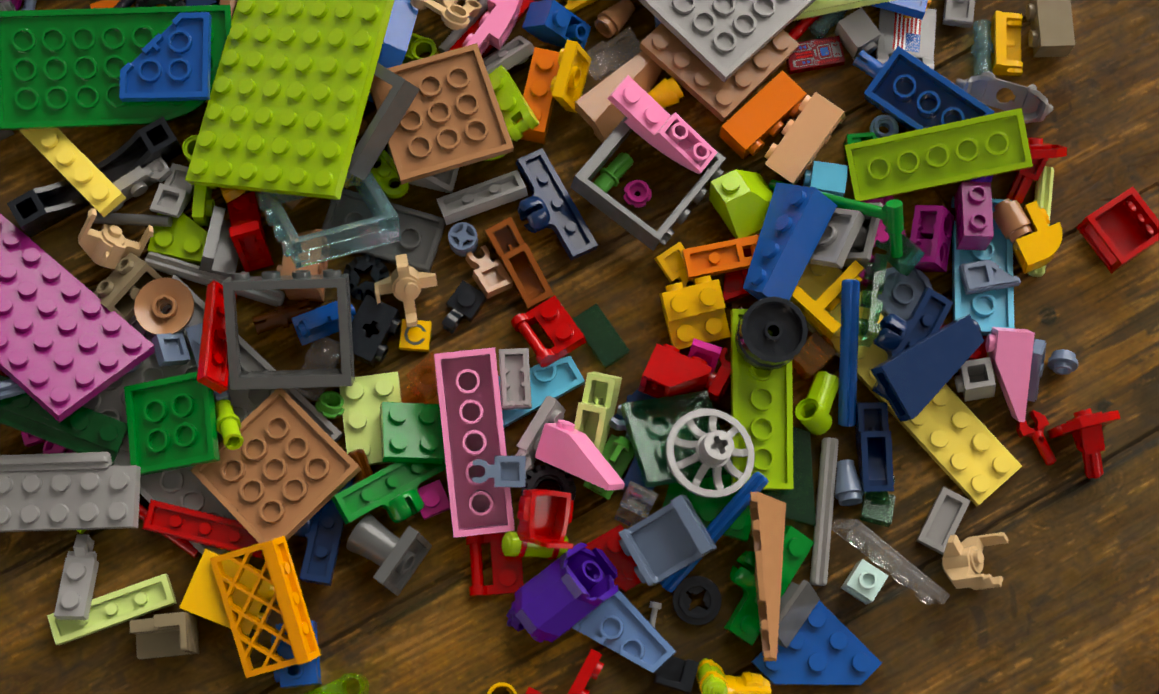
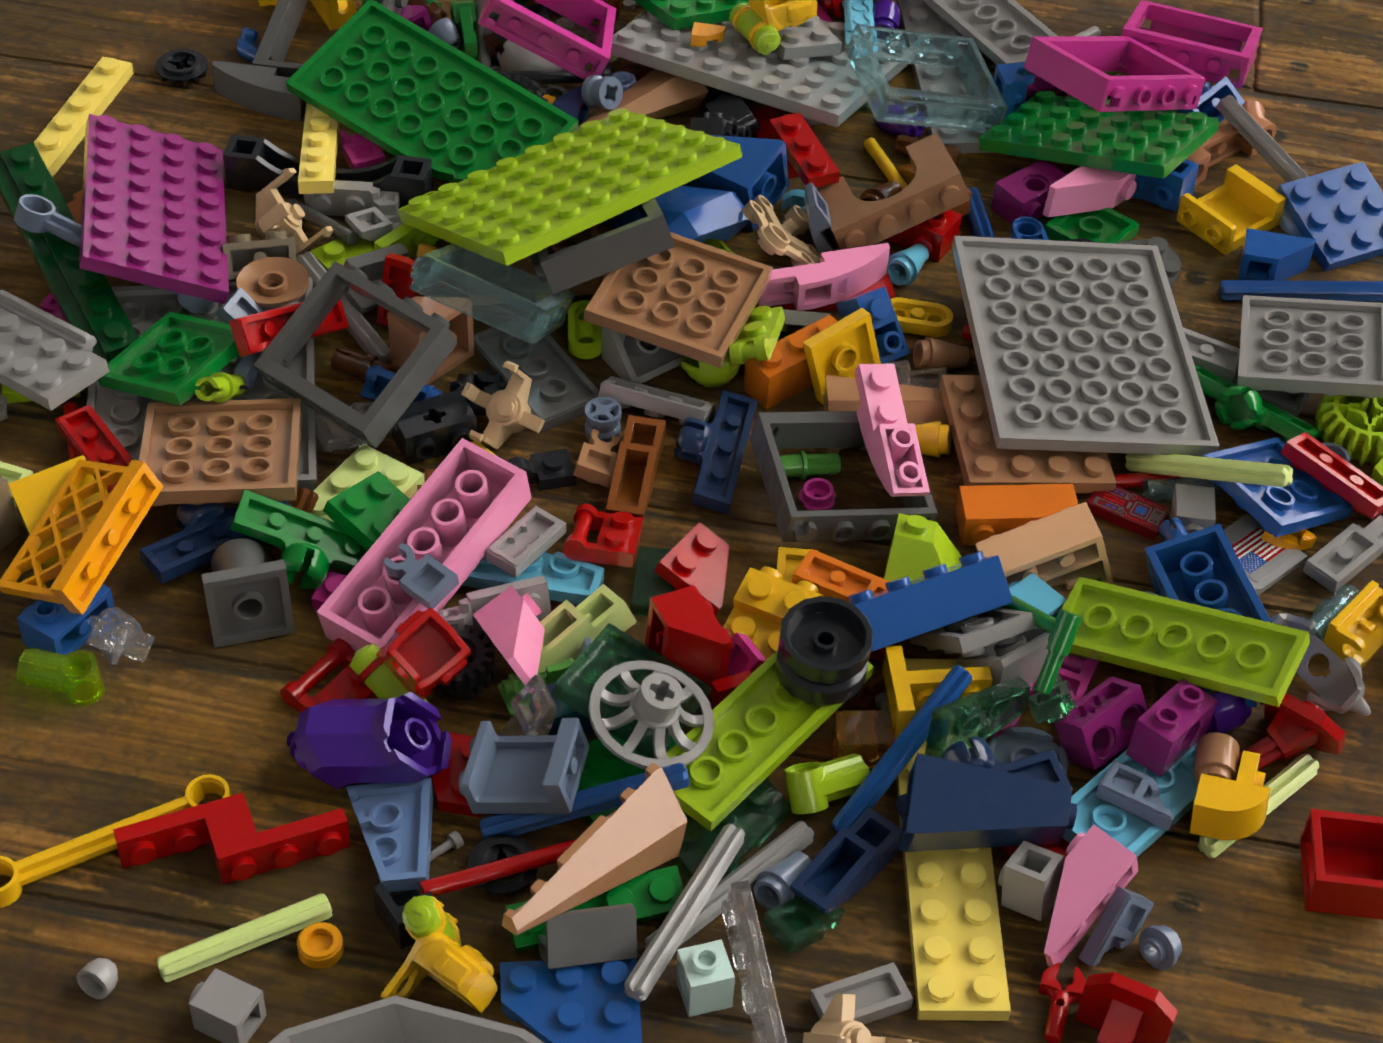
camera: 40 degrees right, 30 degrees down
(92, 138) = (360, 151): none -> dark pink plate
(172, 64) = (480, 124): blue plate -> none
(330, 404) = (331, 453): bright green plate -> none
(343, 641) = (119, 635): none -> clear piece
(619, 307) = (698, 561): none -> wing
(707, 605) = (494, 870): none -> red bar
(822, 552) = (684, 913): none -> light grey axle

